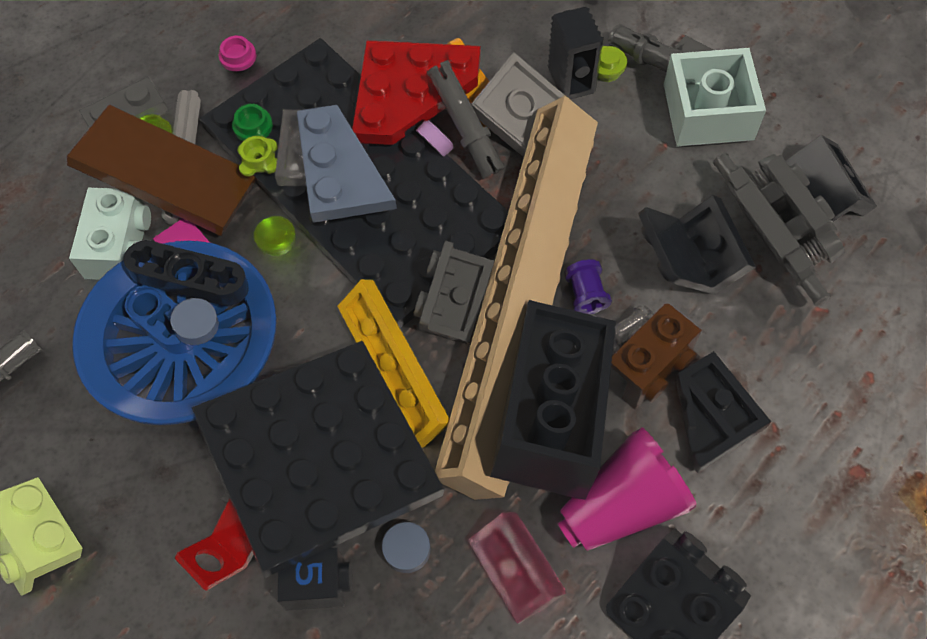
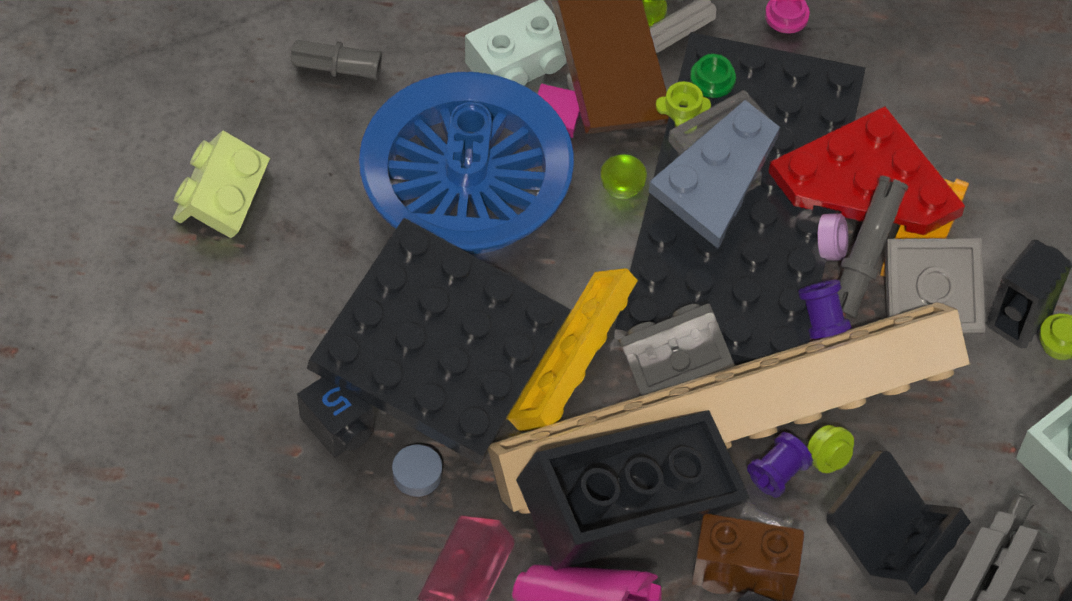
camera: 50 degrees right, 5 degrees down
(173, 259) = (515, 147): black beam -> none
(194, 321) = (481, 167): sand blue tile -> none
(226, 544) = (313, 327): red bracket -> none
(492, 177) = (824, 309): none -> dark purple bush
(598, 245) = (831, 448): none -> lime plate

